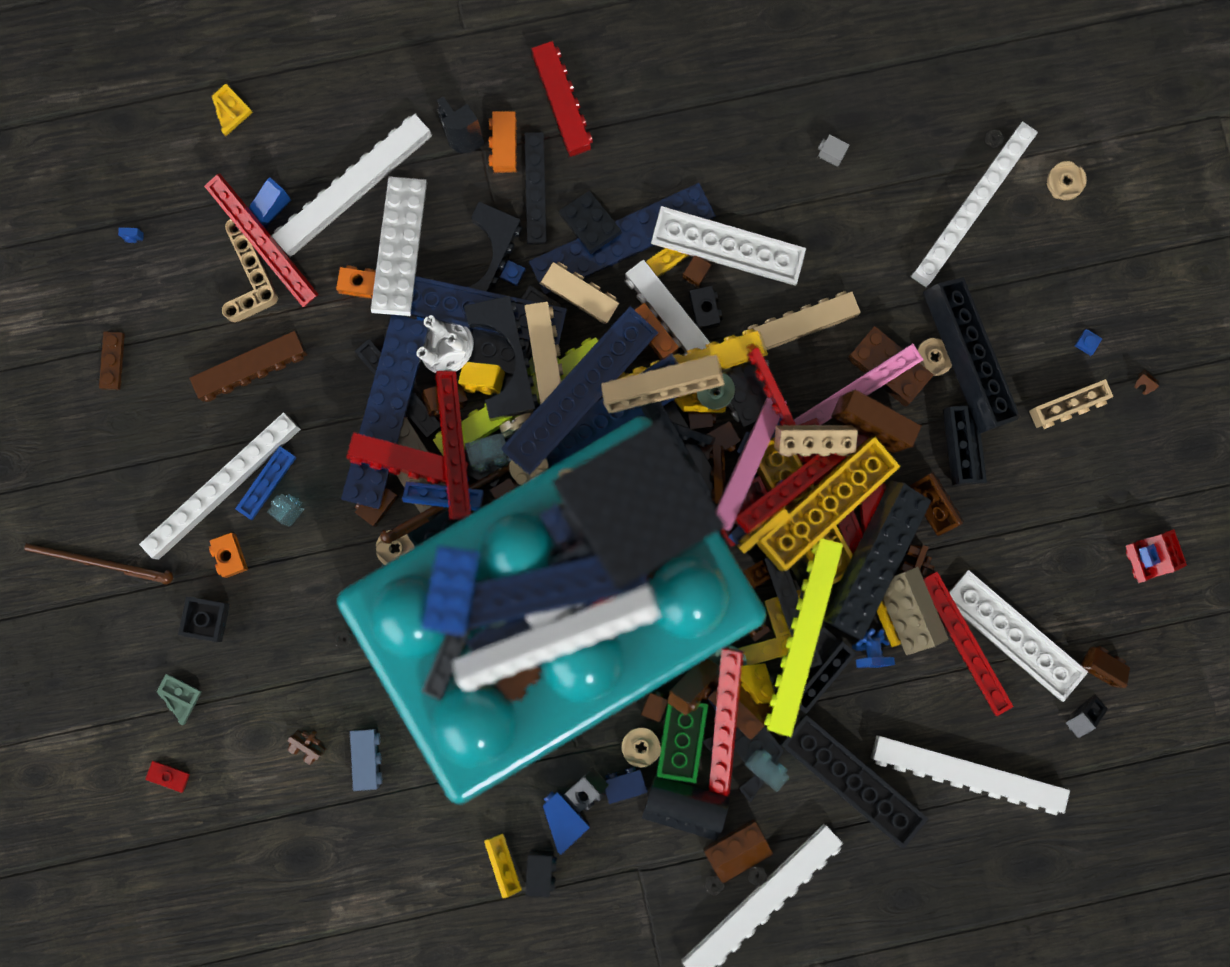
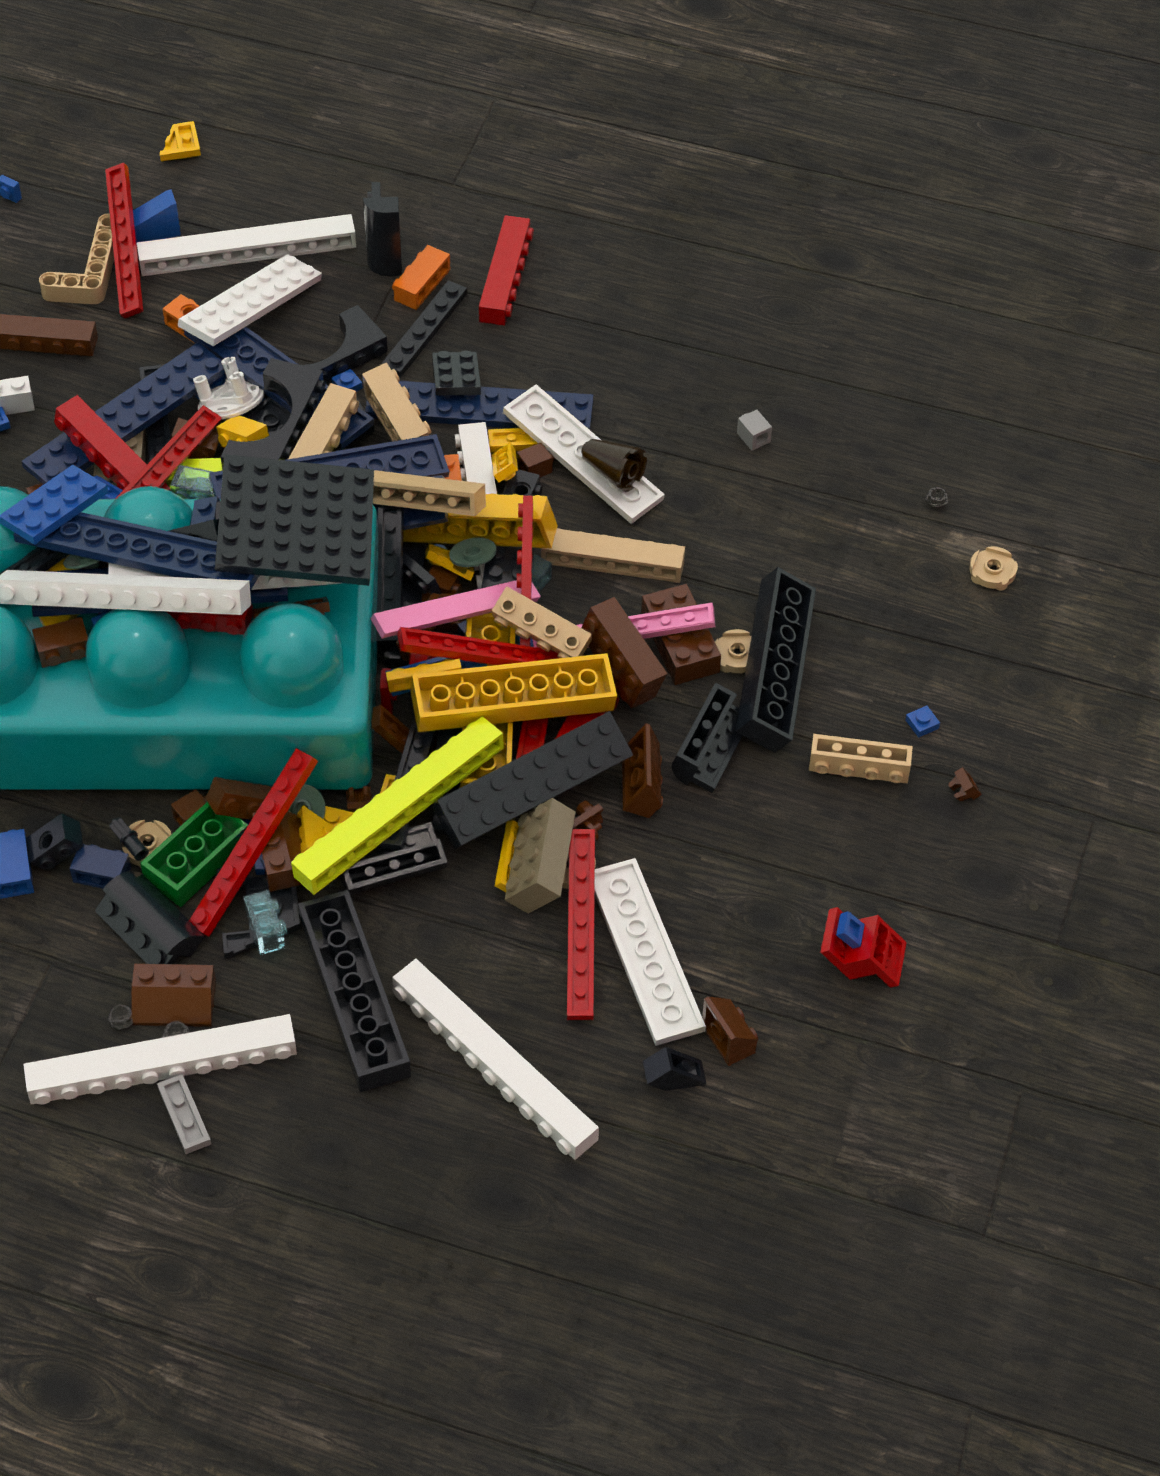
camera: 30 degrees right, 30 degrees down
(631, 757) = (129, 839): none -> black axle
(681, 290) = (504, 463): none -> yellow plate
(761, 248) = (615, 462): none -> dark brown cone
(802, 930) = (184, 1114): none -> light grey plate
(873, 649) = (466, 879): blue piece -> none
(974, 204) = (879, 536): white brick -> none

